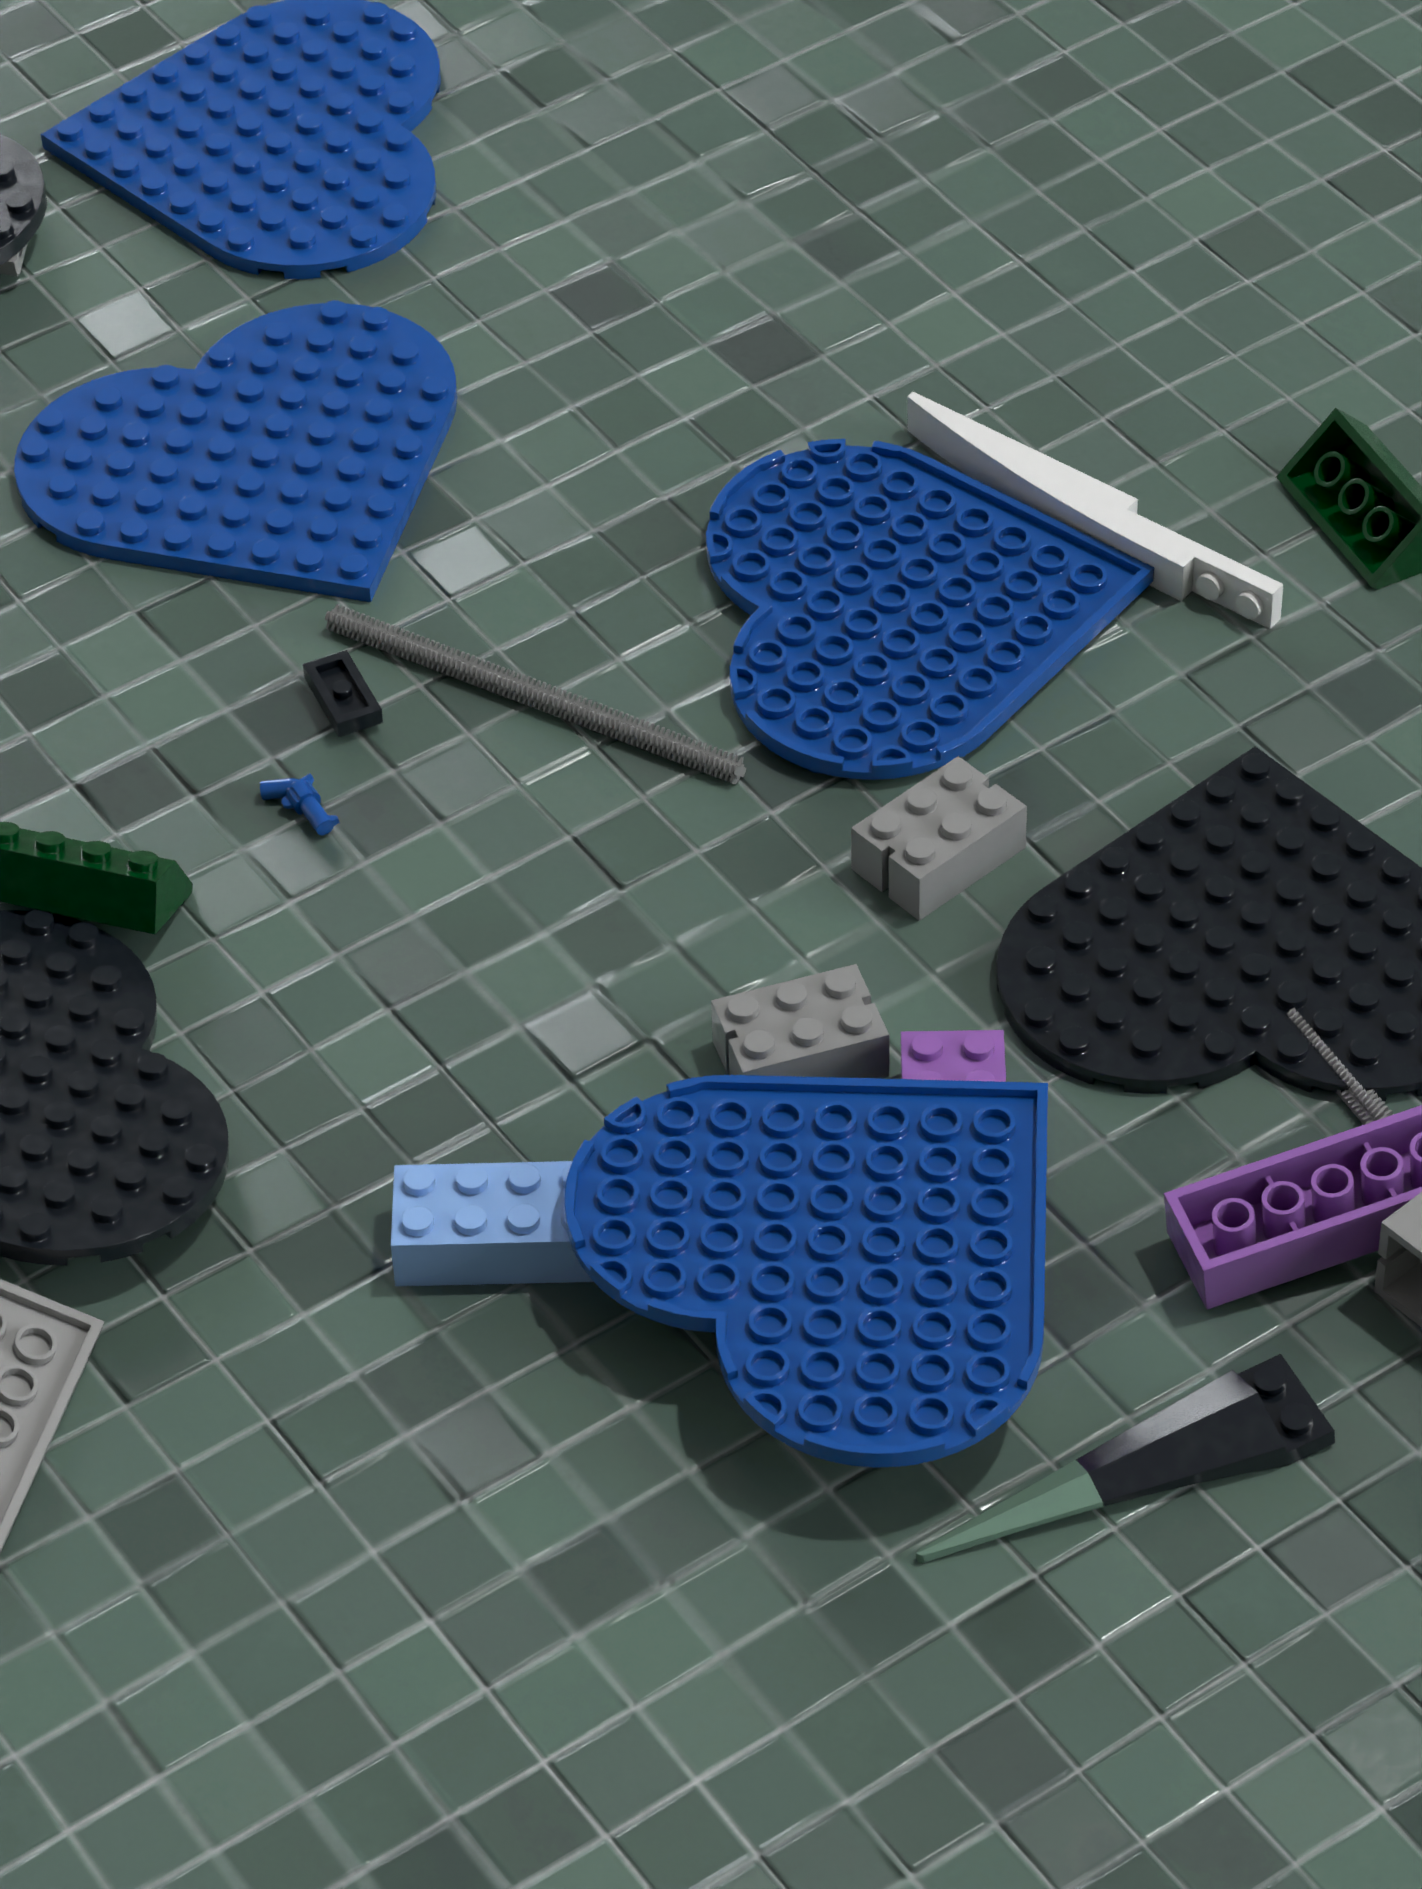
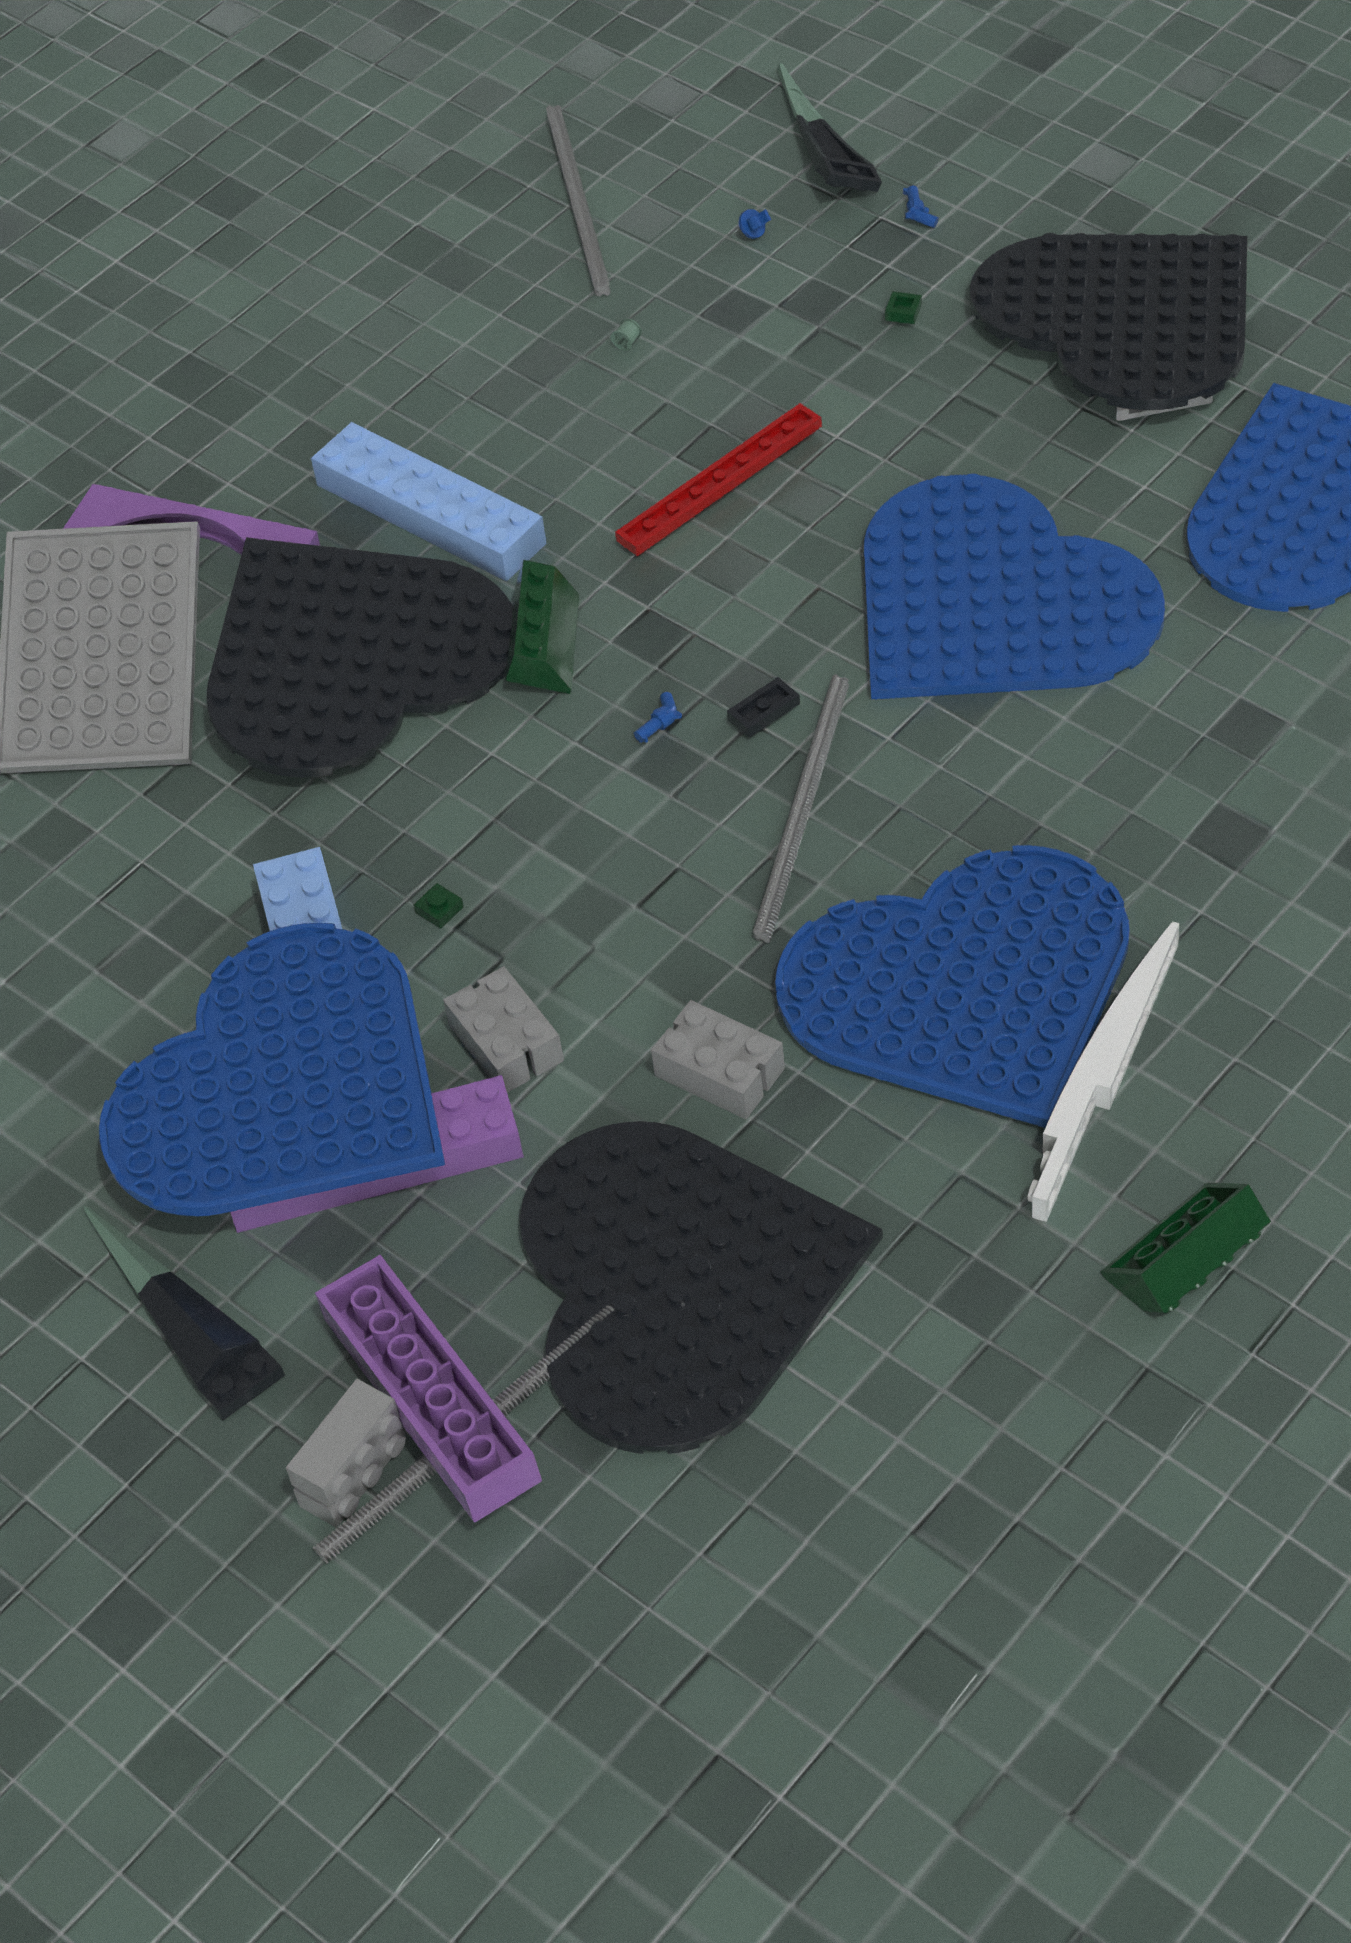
camera: 80 degrees right, 5 degrees up
(529, 1085) = (438, 905): none -> dark green plate

